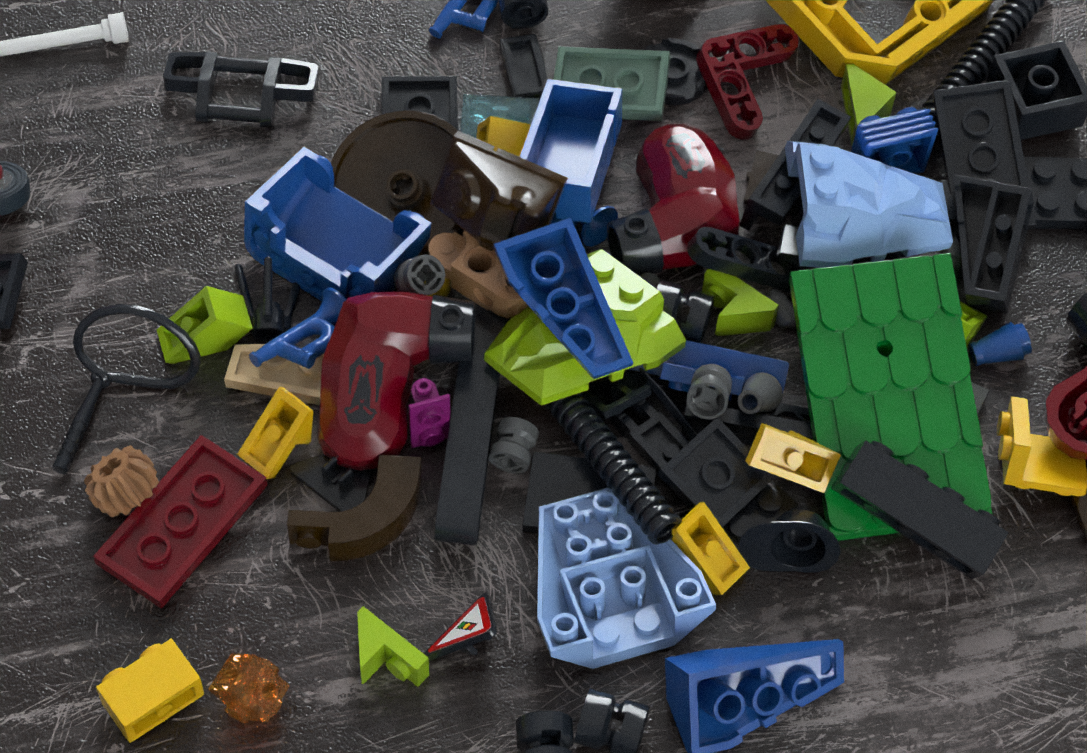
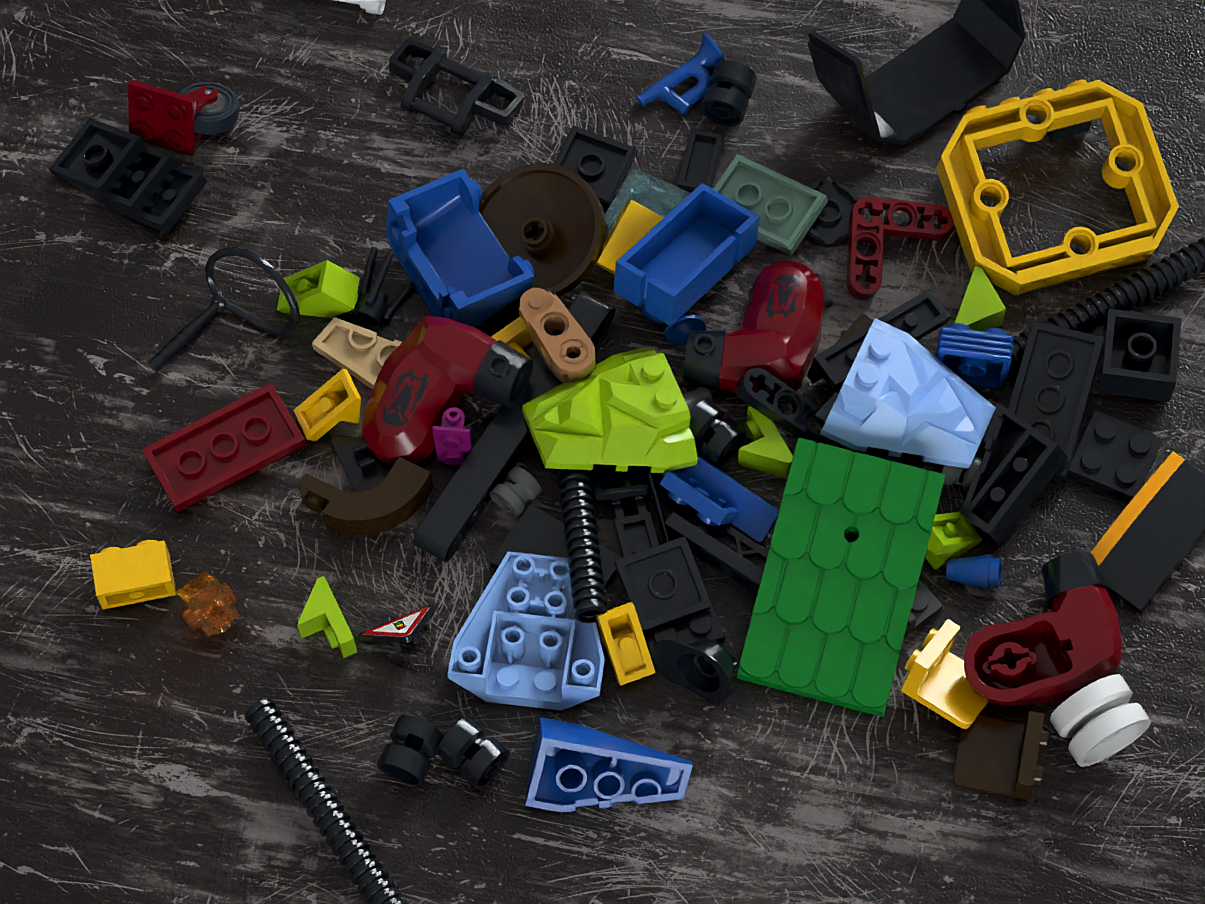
camera: 30 degrees right, 5 degrees up
(121, 481) = (190, 396): medium nougat gear -> none
(320, 323) = (369, 333): blue piece -> none
(411, 279) = (495, 315): dark grey wheel -> none
(495, 191) = (595, 277): dark brown piece -> none
(561, 288) = (598, 376): blue wedge -> none
(703, 398) = (689, 511): dark grey wheel -> none
(760, 394) = (737, 531): dark grey cone -> none
(793, 457) = (728, 596): yellow slope -> none
(920, 509) = (814, 682): black brick -> none

